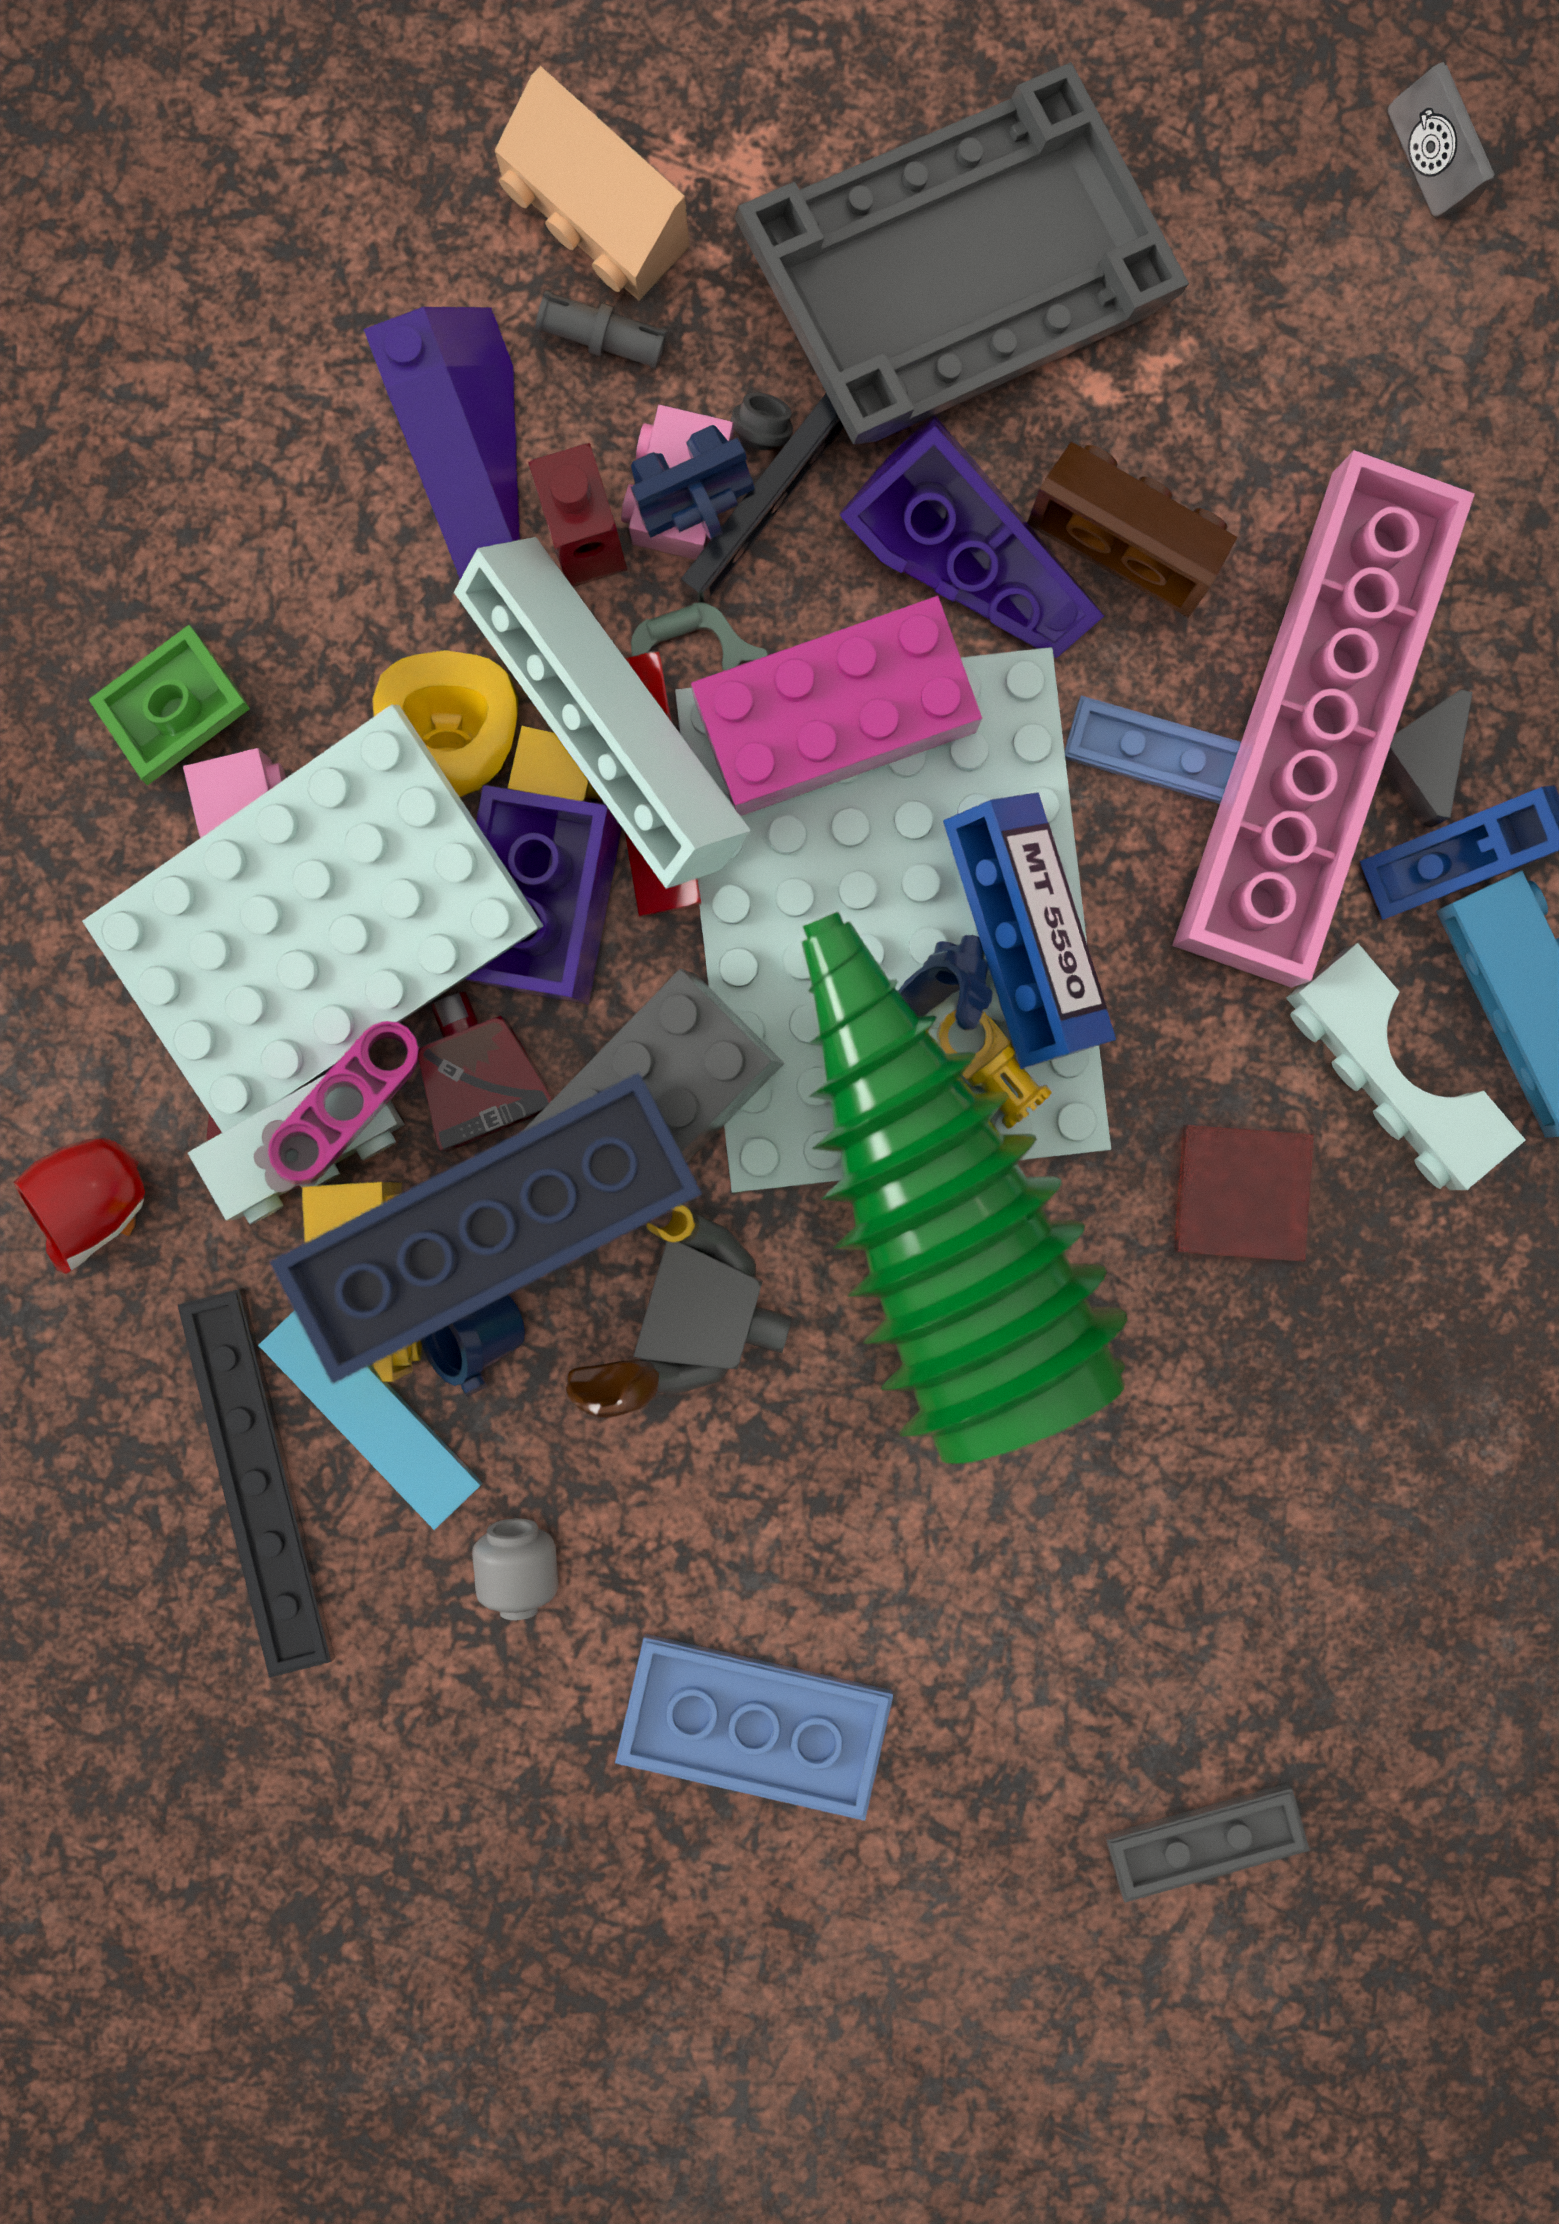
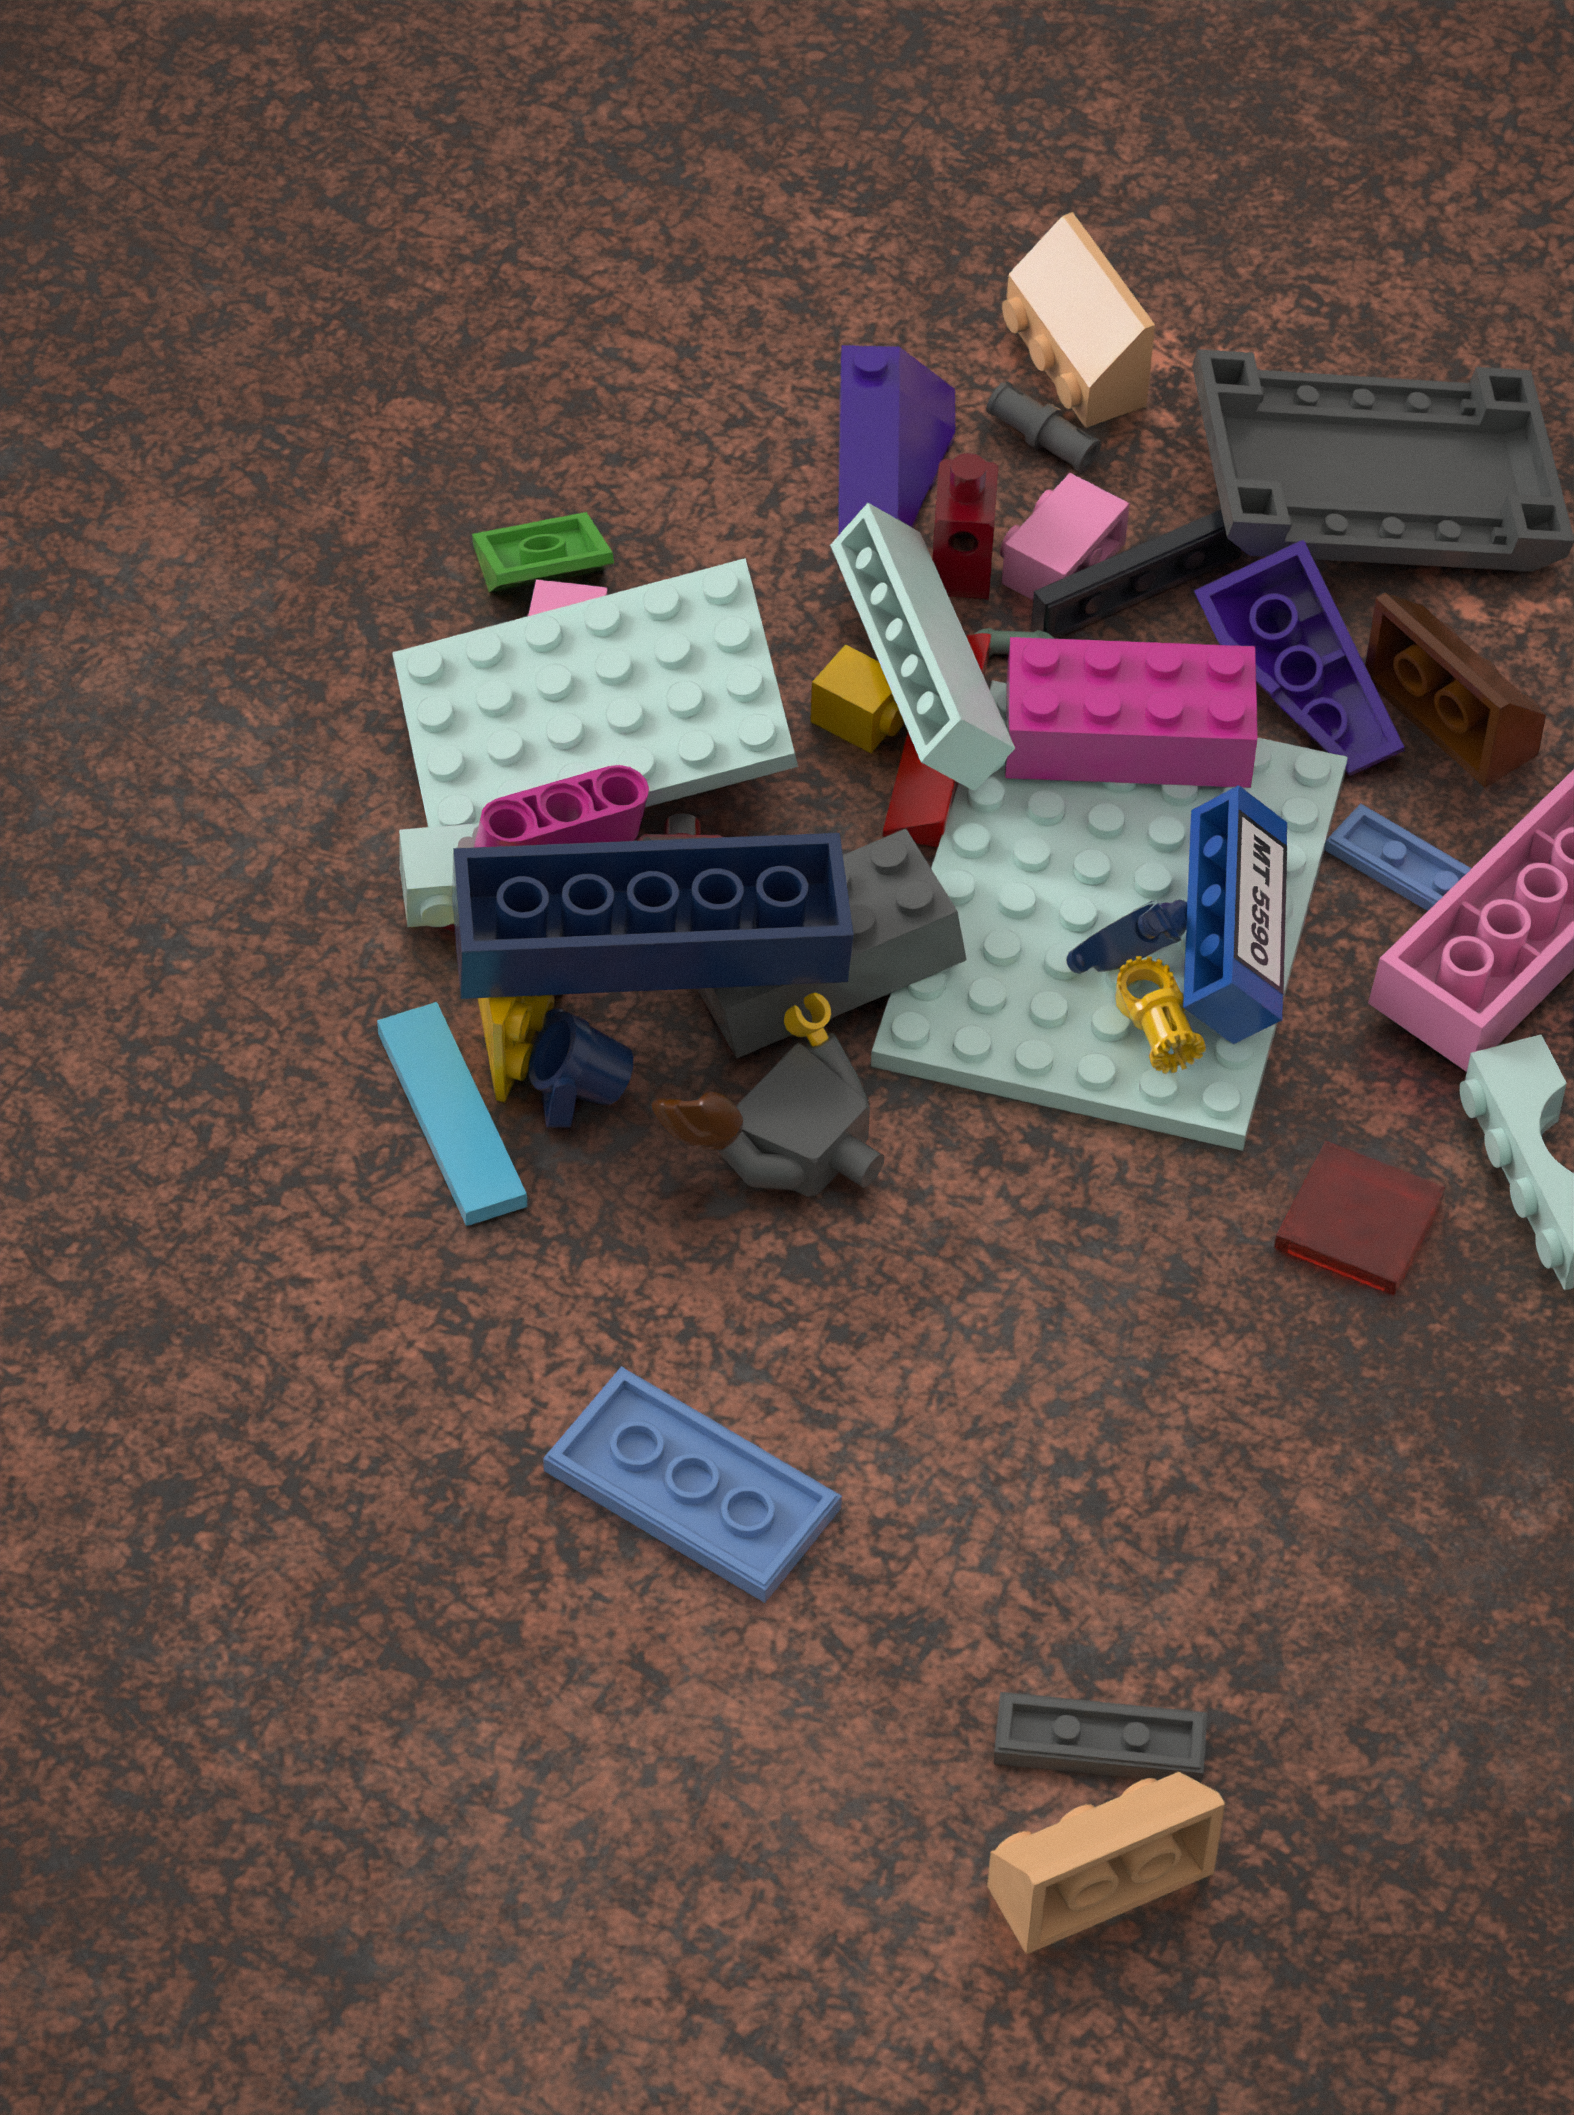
camera: 20 degrees right, 35 degrees down
(82, 1198) = (280, 844): red piece -> none
(256, 1482) = (316, 1133): black tile -> none
(455, 701) = (798, 629): yellow hat -> none
(515, 1568) = (528, 1262): light grey head -> none
(564, 867) = (842, 752): dark purple slope -> none
(693, 489) = (1073, 519): dark blue hips -> none
(762, 421) = (1152, 521): dark grey plate -> none
(951, 1226) = (1065, 1090): green cone -> none
(1264, 1993) = (1106, 1859): none -> light nougat slope

